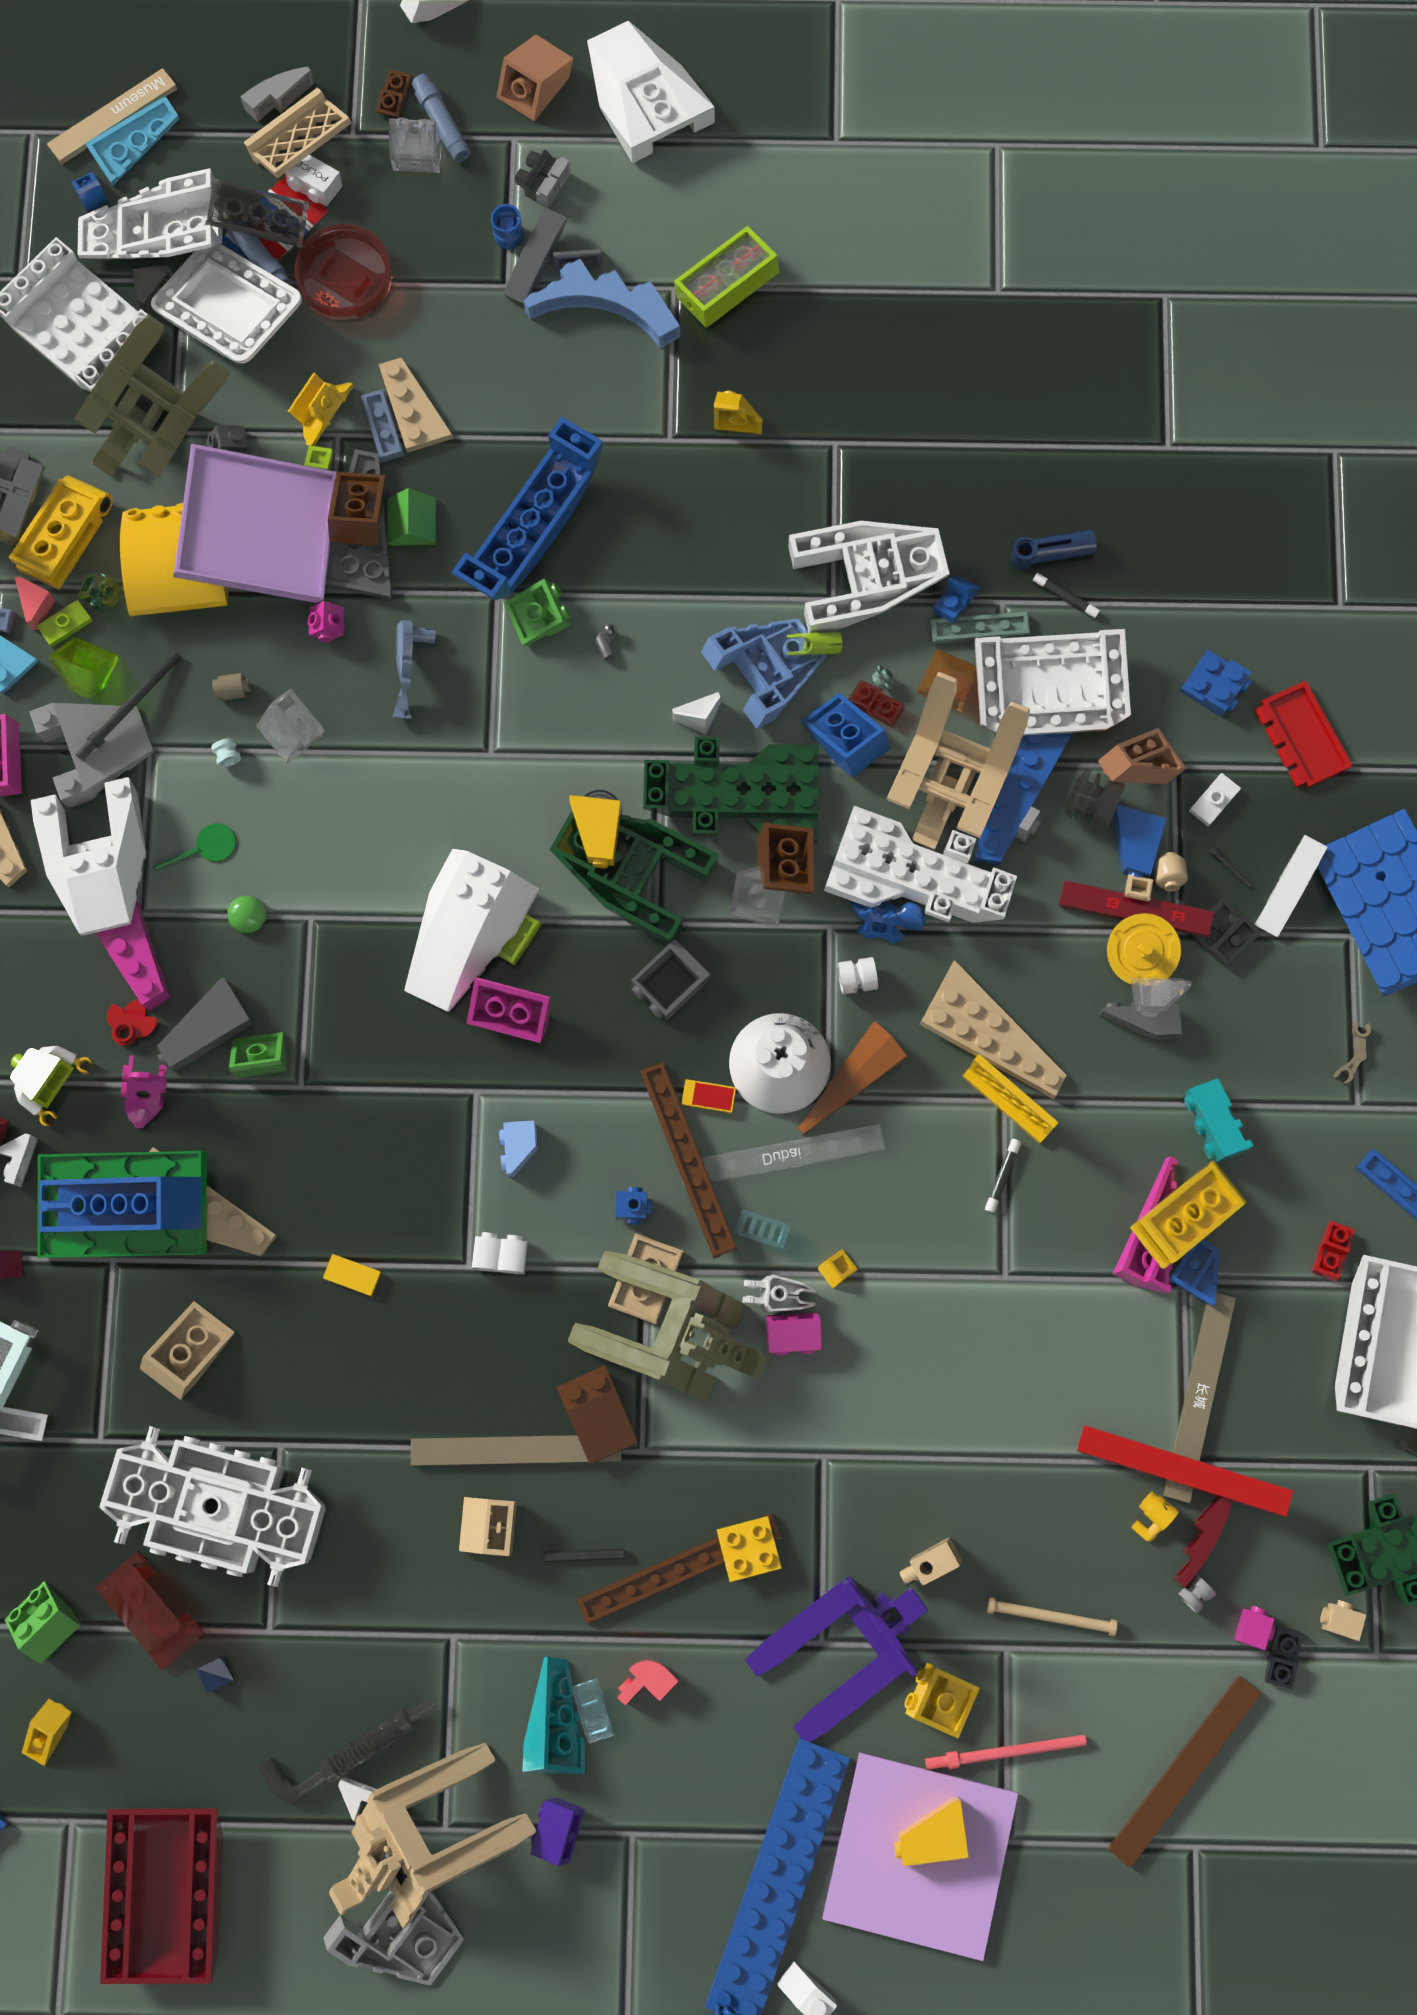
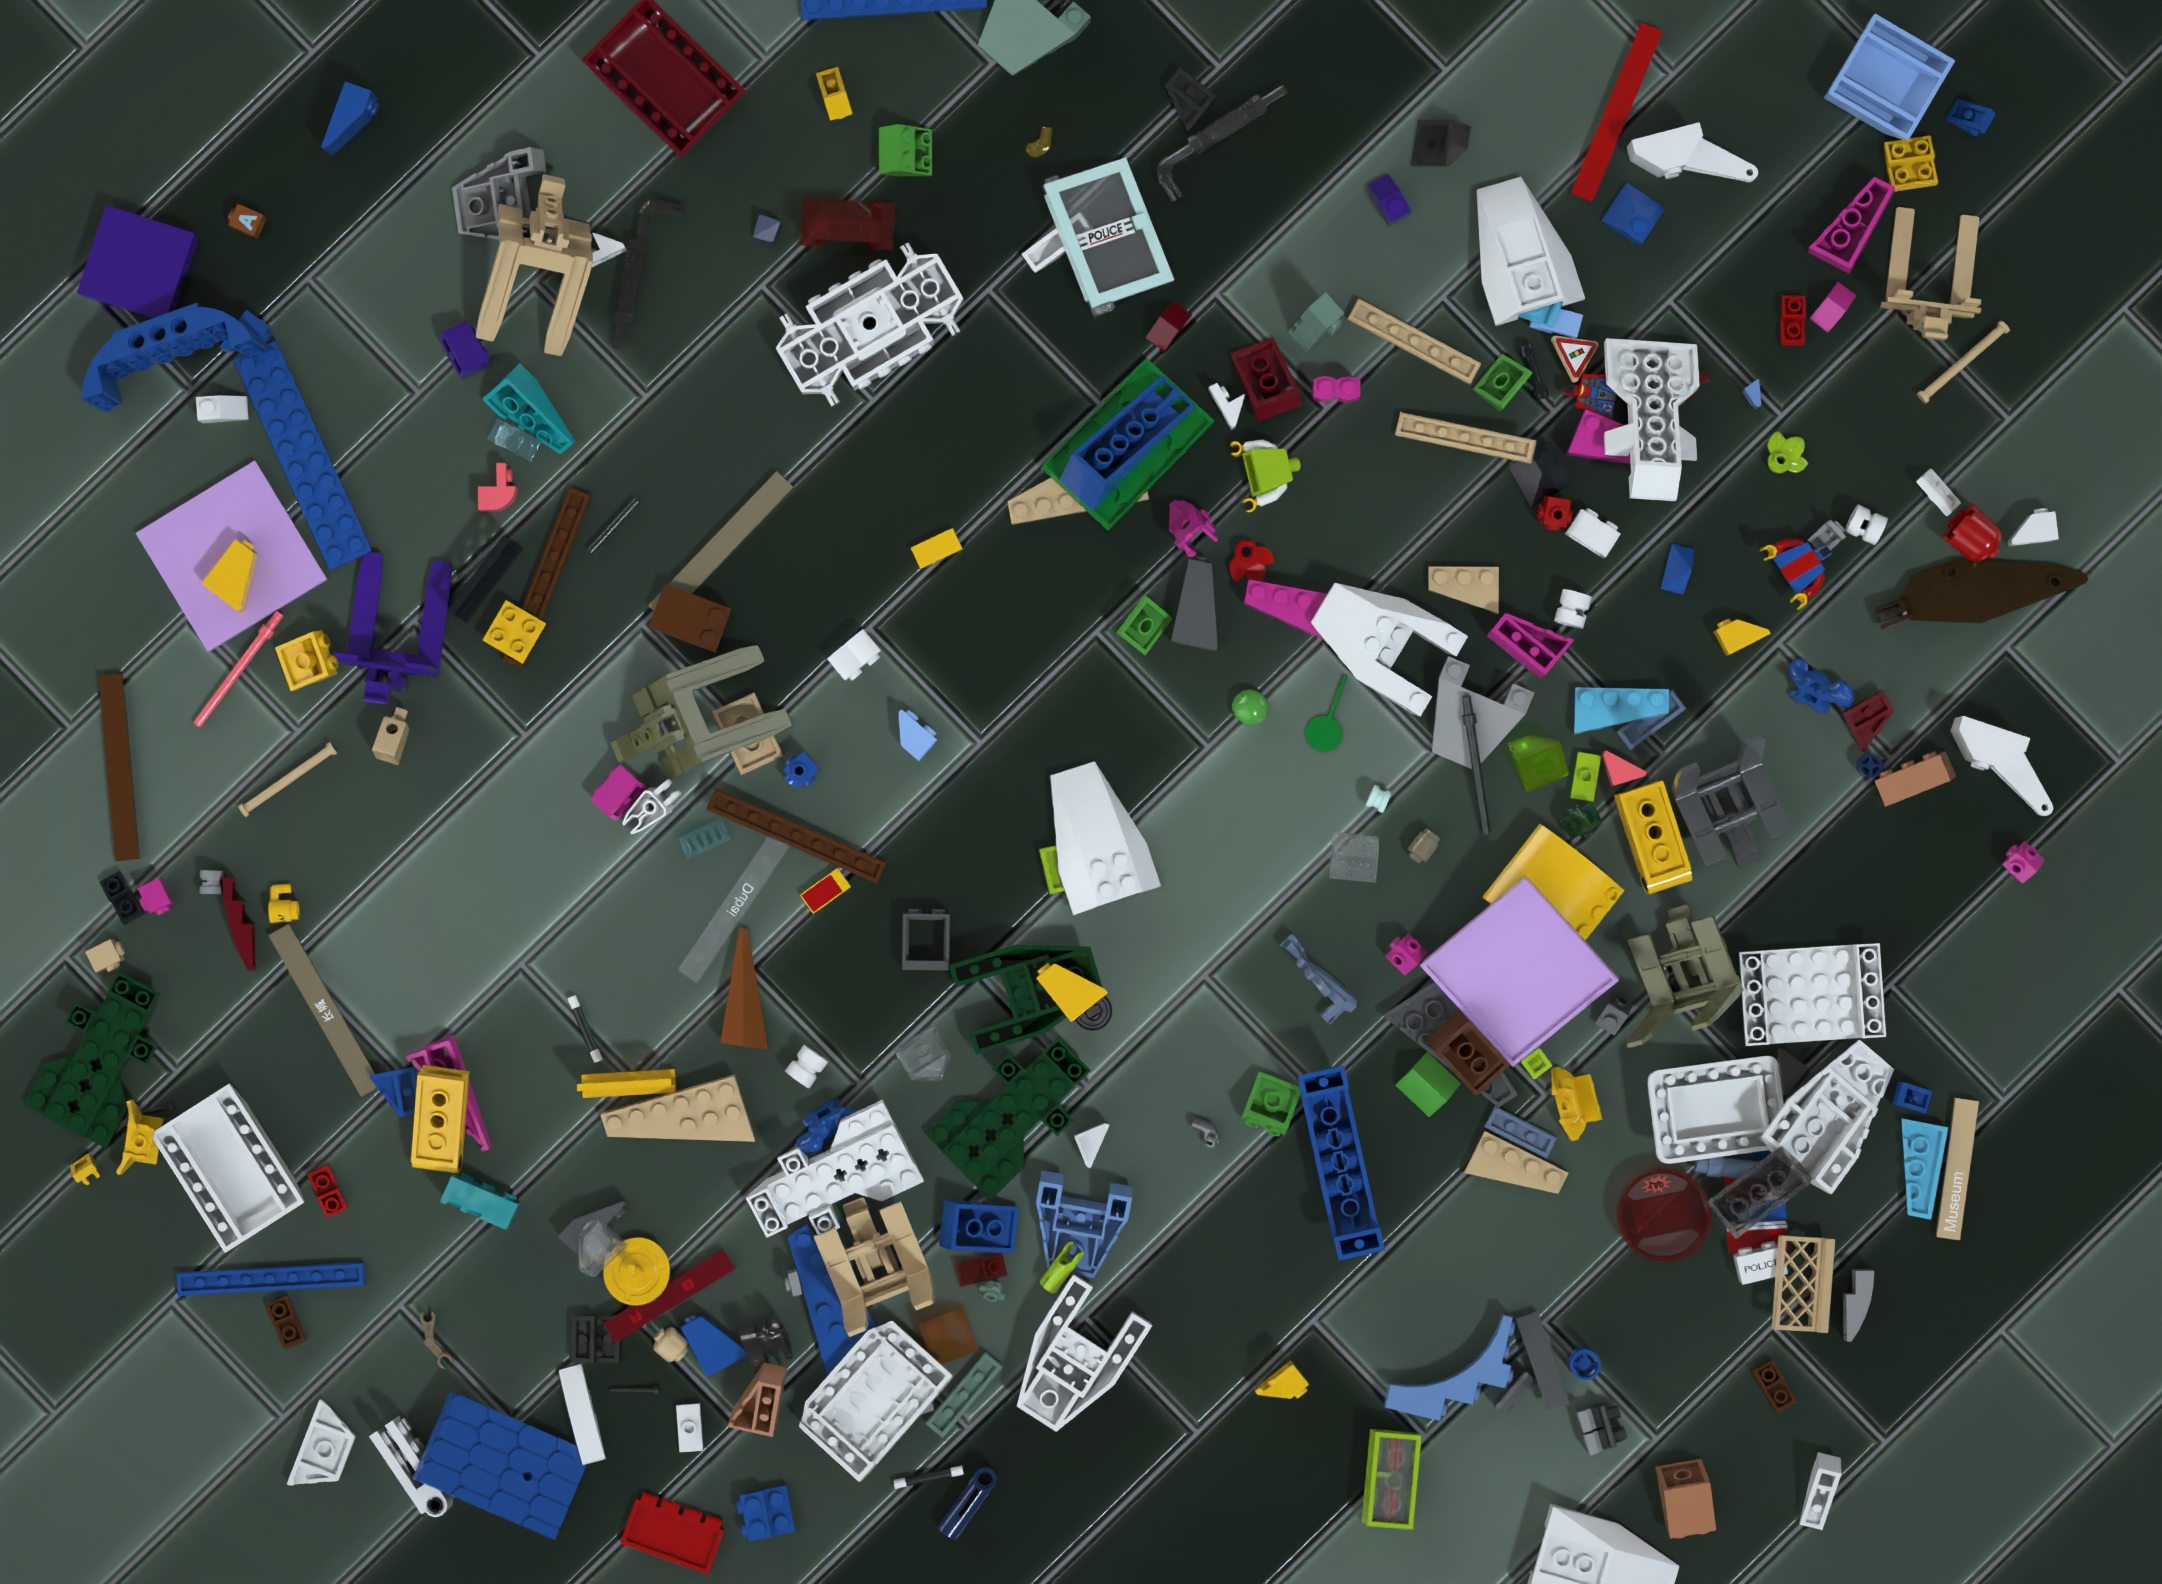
camera: 135 degrees right, 10 degrees up
(186, 1350) = (990, 398): tan slope -> none
(414, 145) = (1711, 1358): clear slope -> none
(432, 102) = (1742, 1407): sand blue piece -> none
(488, 1526) = (689, 482): tan slope -> none
(509, 1010) = (1006, 813): dark pink slope -> none
(730, 1618) = (484, 579): none -> black fence
(783, 1083) = (823, 965): white cone -> none
(786, 858) = (927, 1095): reddish brown slope -> none
(837, 1268) = (632, 862): yellow slope -> none
(956, 598) = (999, 1398): blue slope -> none
(1138, 888) = (679, 1310): tan slope -> none
(1185, 1471) = (290, 950): red tile -> none

